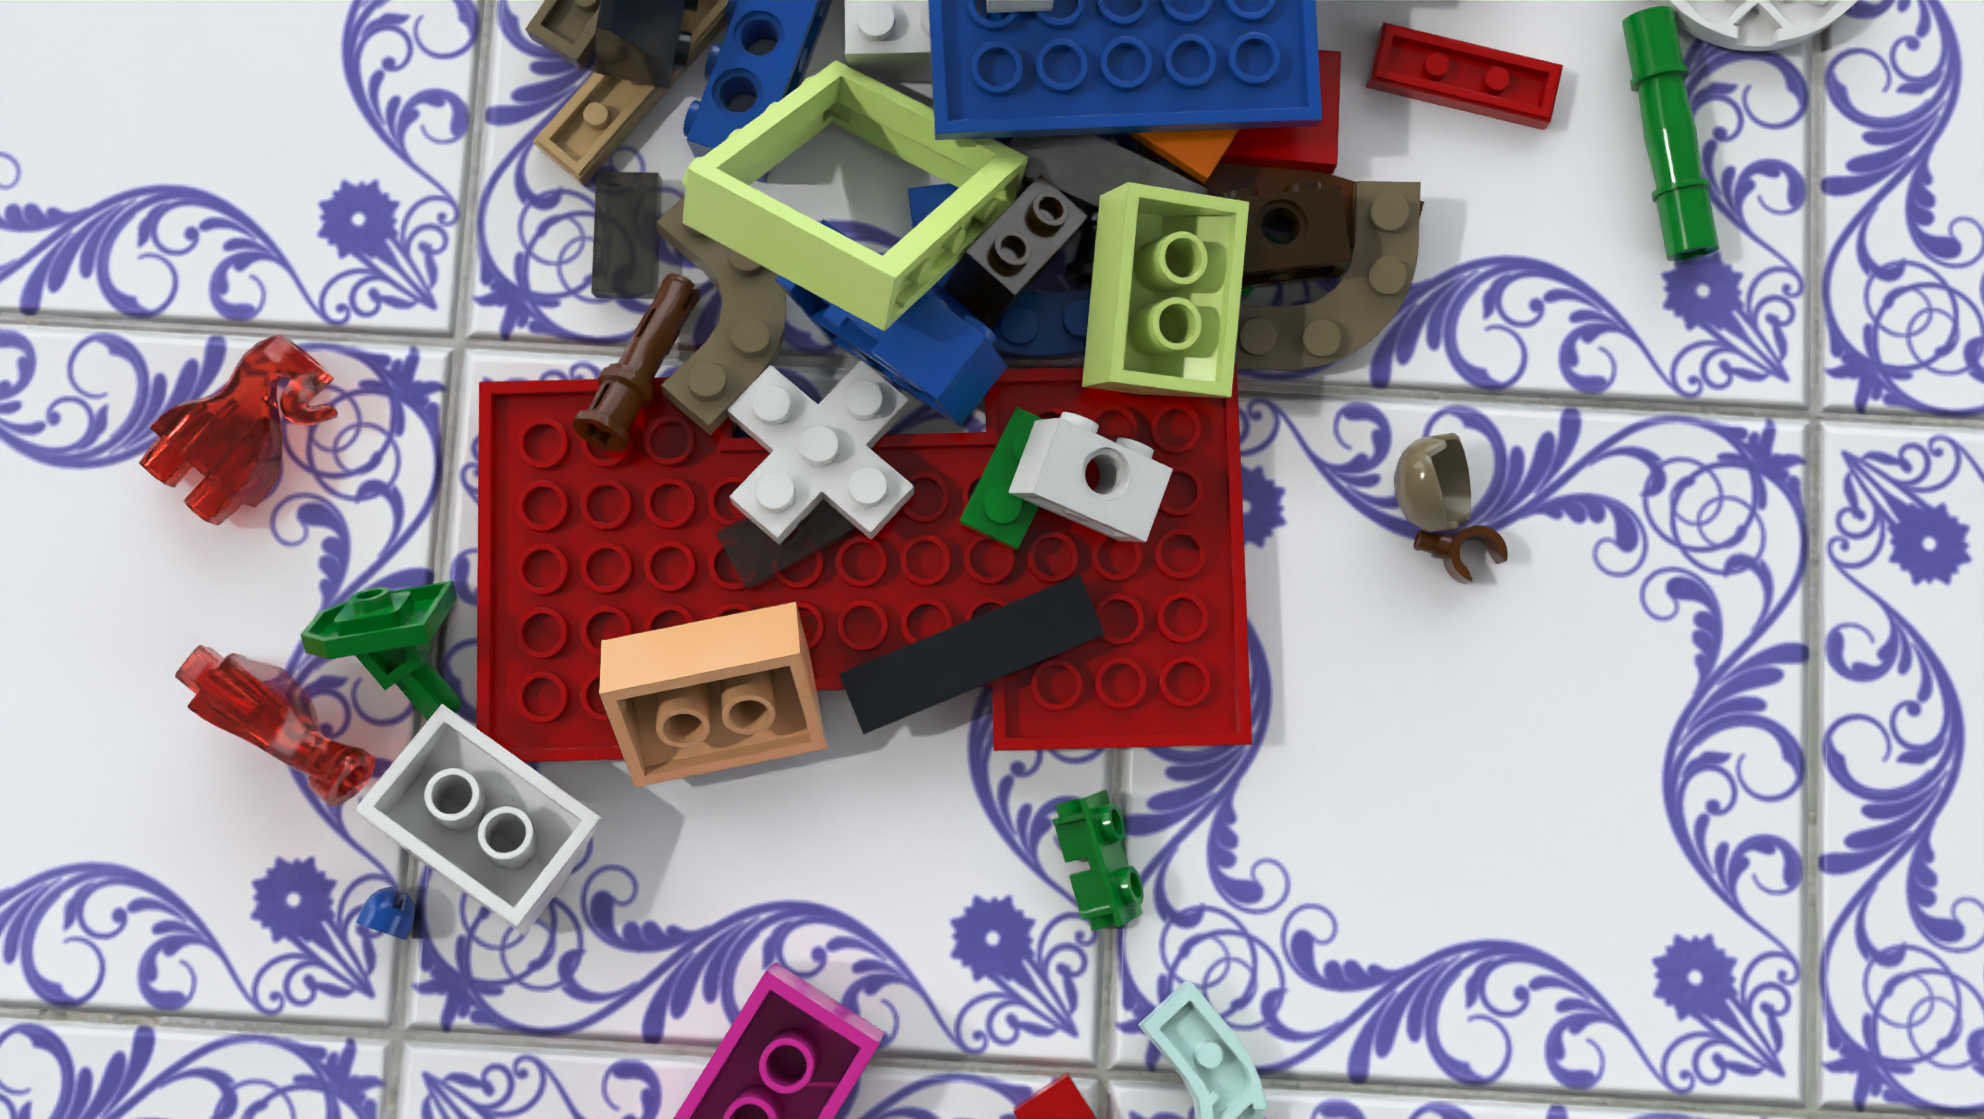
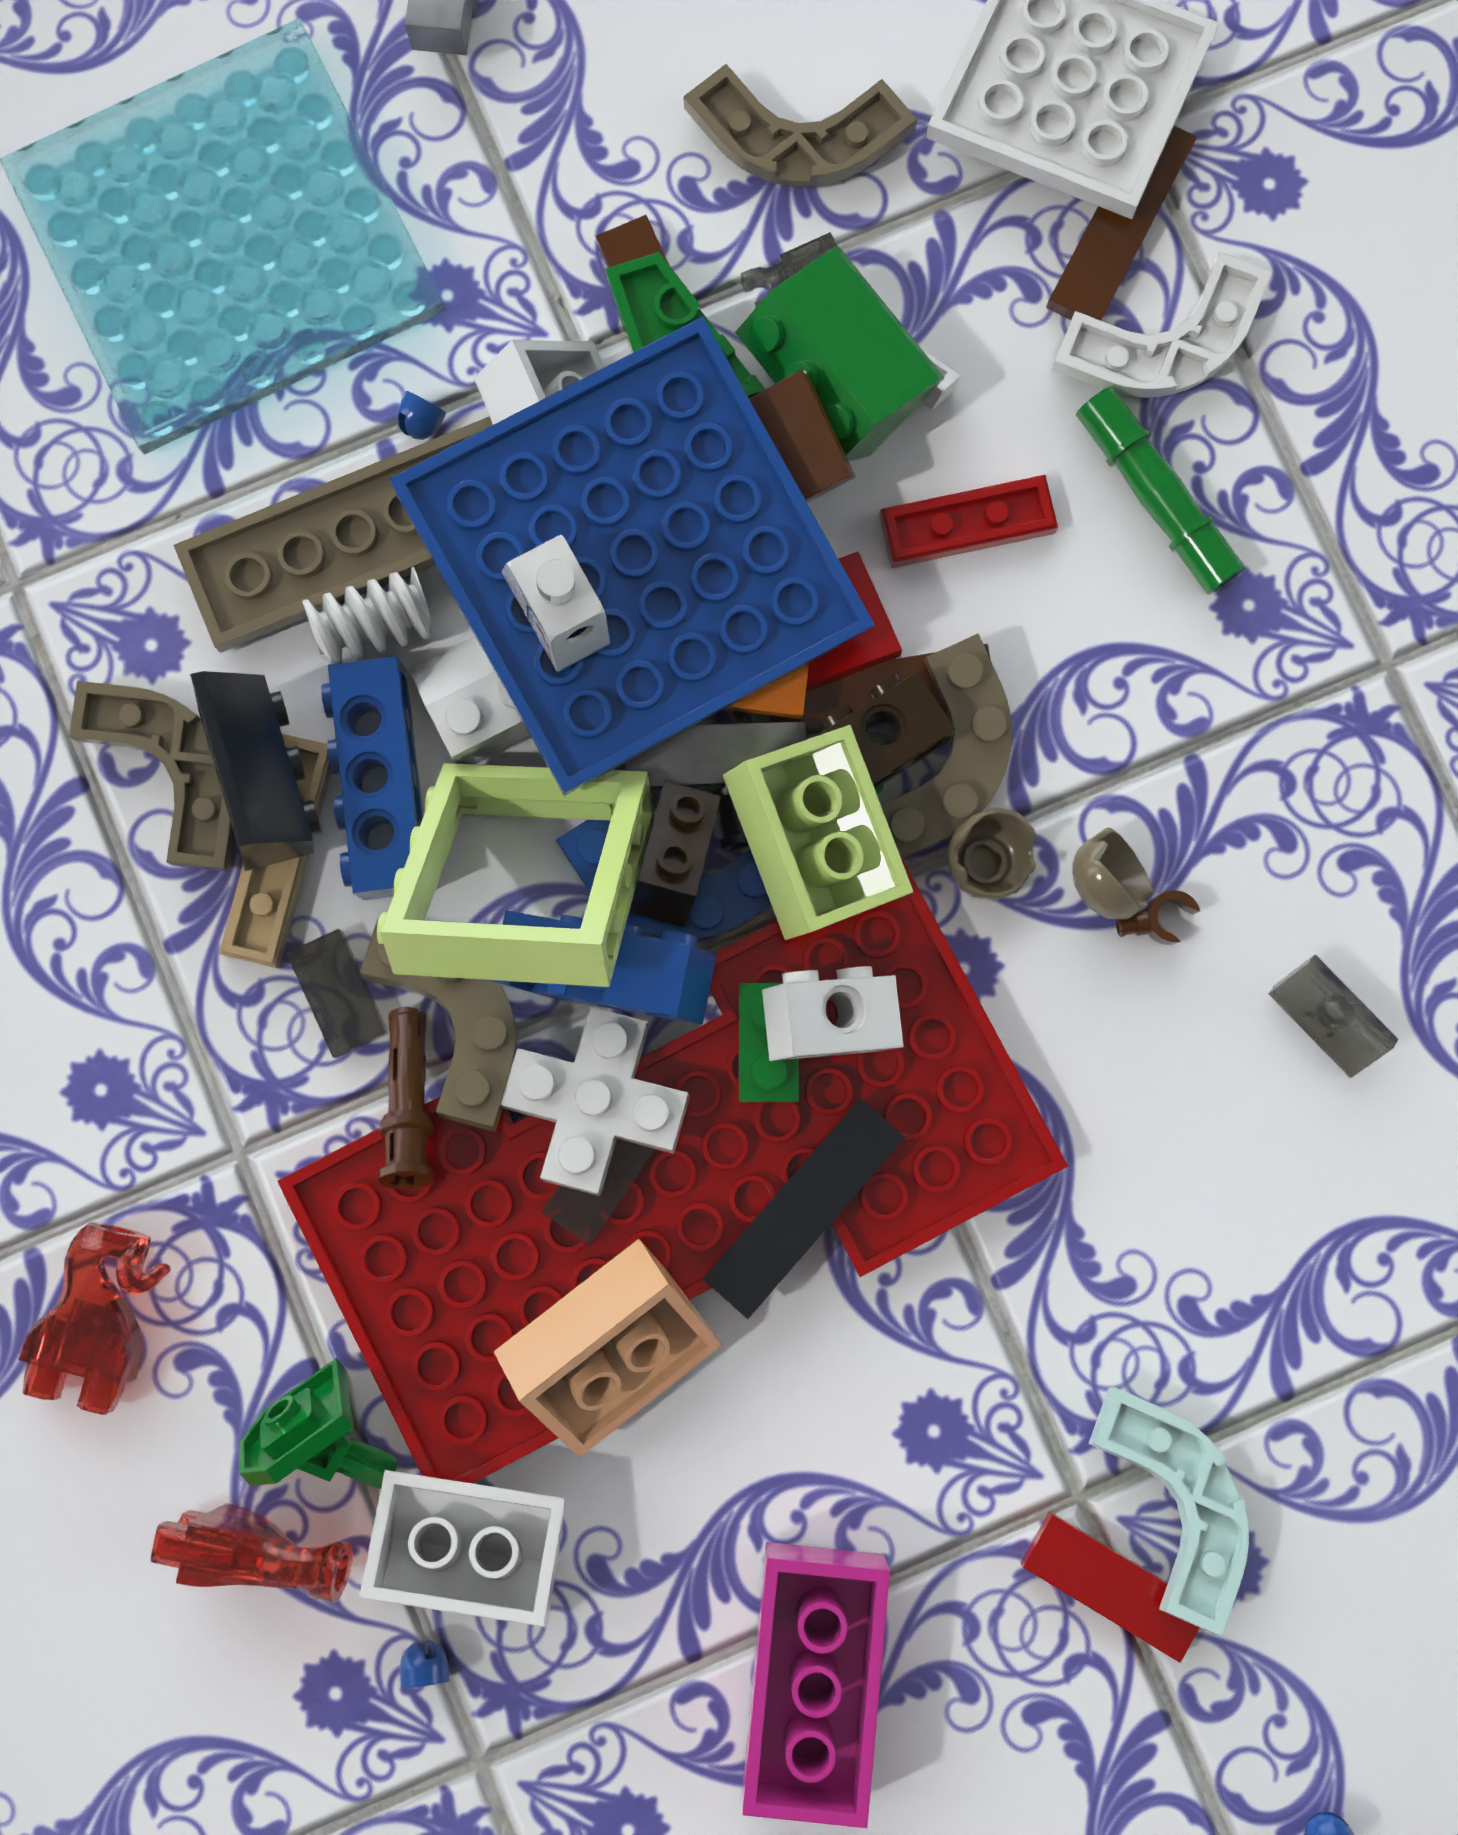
camera: 25 degrees left, 0 degrees up
(1110, 888) = (1010, 1342): green hinge -> none
(1328, 404) = (992, 854): none -> dark tan hair
(1589, 728) = (1333, 1016): none -> clear smoke plate

